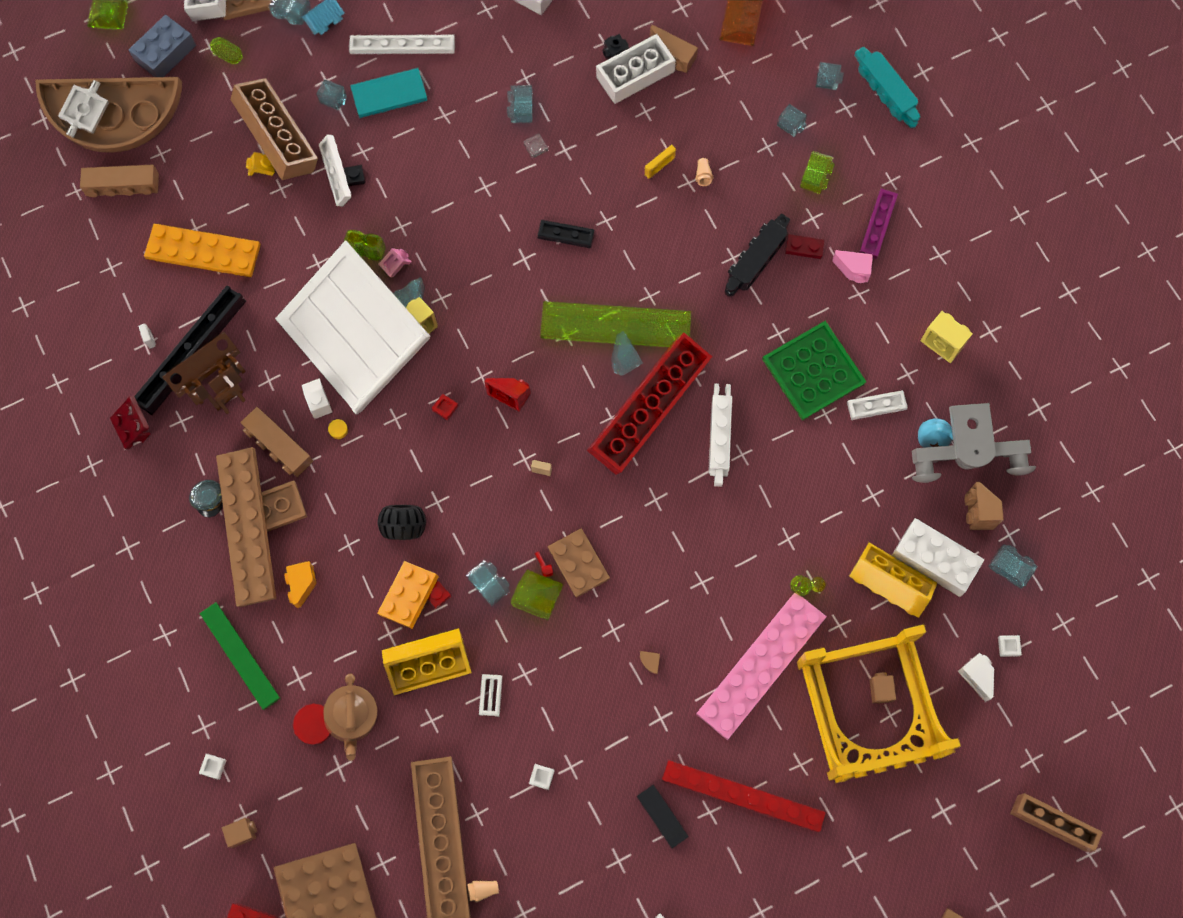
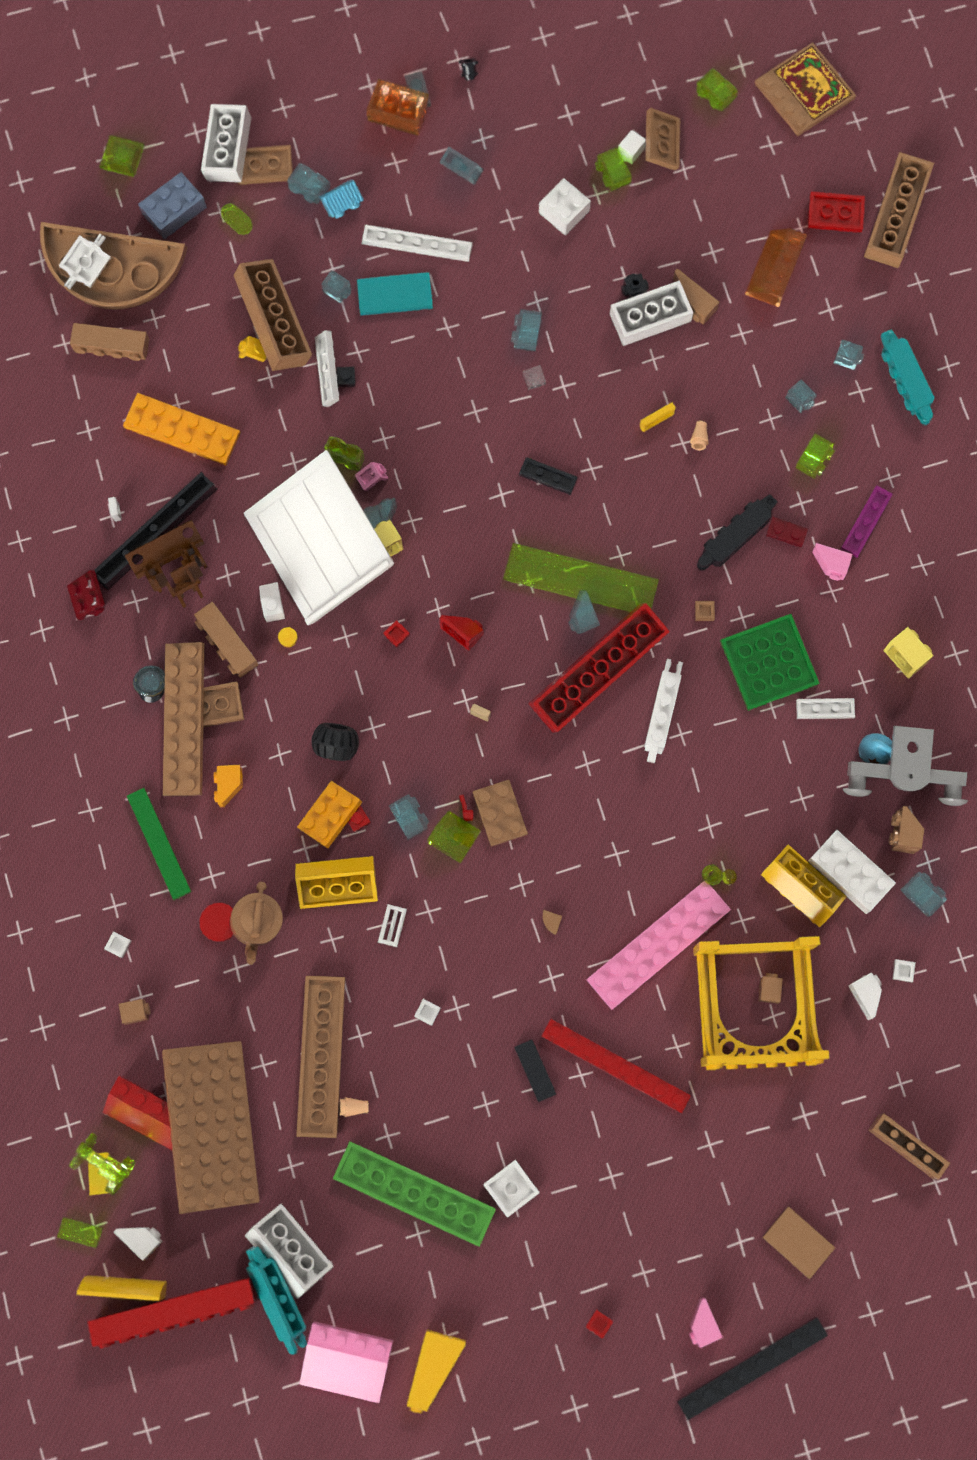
camera: 10 degrees right, 5 degrees up
(741, 333) = (704, 611): none -> medium nougat tile

